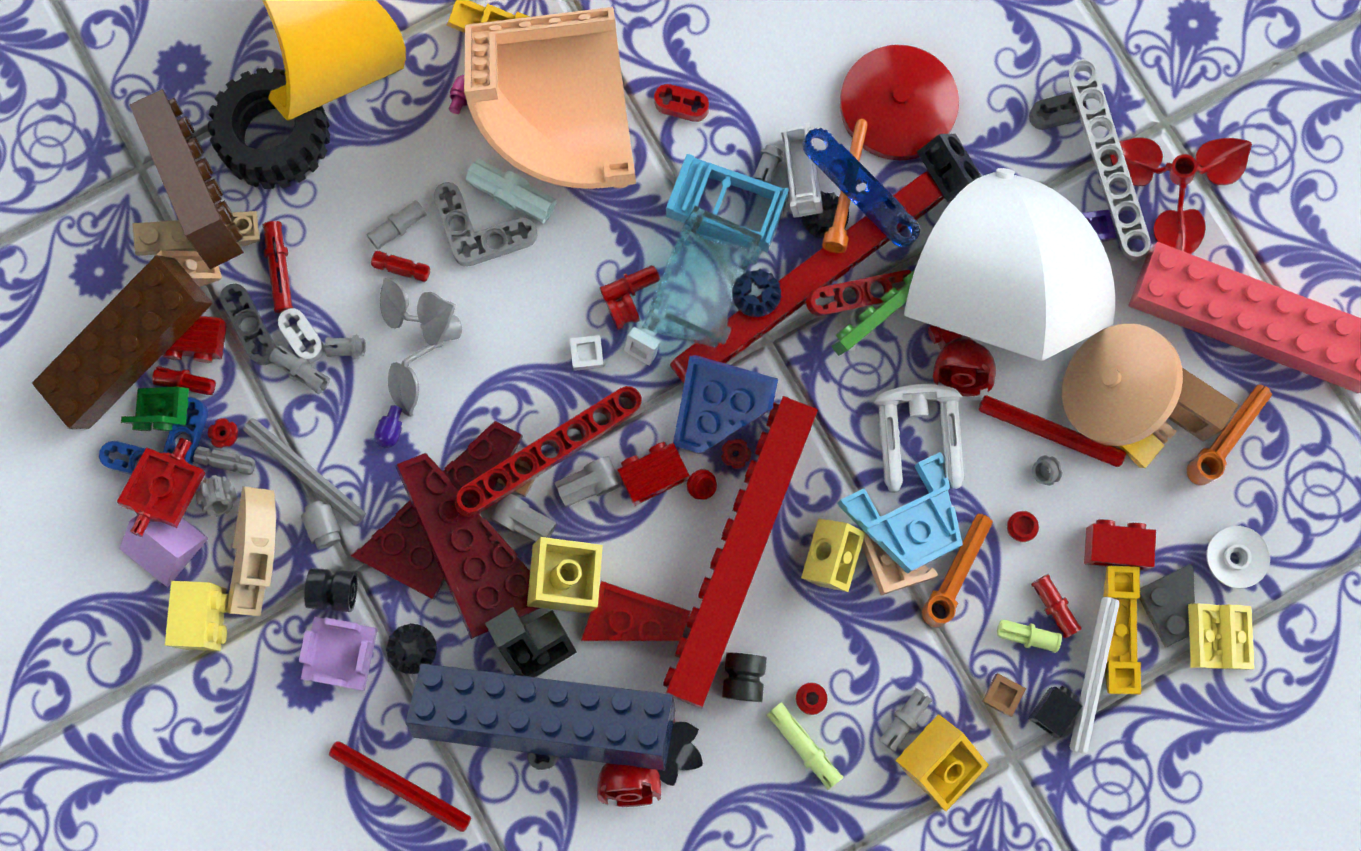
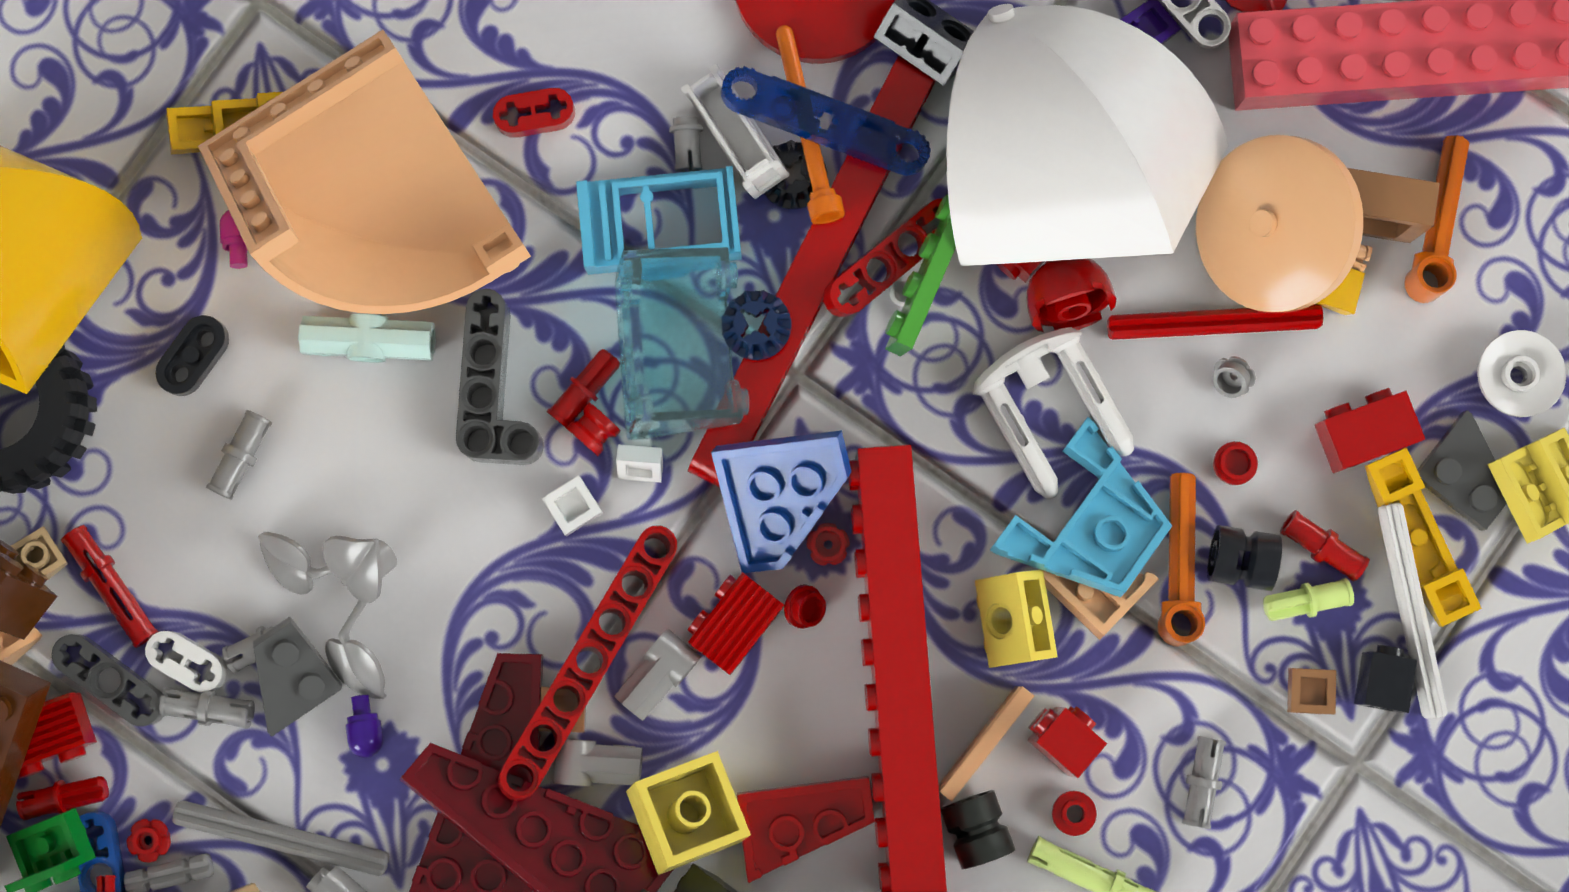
camera: 25 degrees left, 5 degrees up
(360, 373) = (291, 675): none -> dark grey wing
(397, 149) = (189, 353): none -> black plate
(400, 266) = (271, 507): red axle -> none
(469, 237) = (339, 423): light grey beam -> none
(576, 250) = (492, 376): none -> dark grey beam
(775, 624) = (985, 742): none -> light nougat tile
(828, 645) = (1066, 738): none -> red brick
(942, 762) = (1274, 814): yellow slope -> none
(1009, 593) = (1259, 562): none -> black wheel

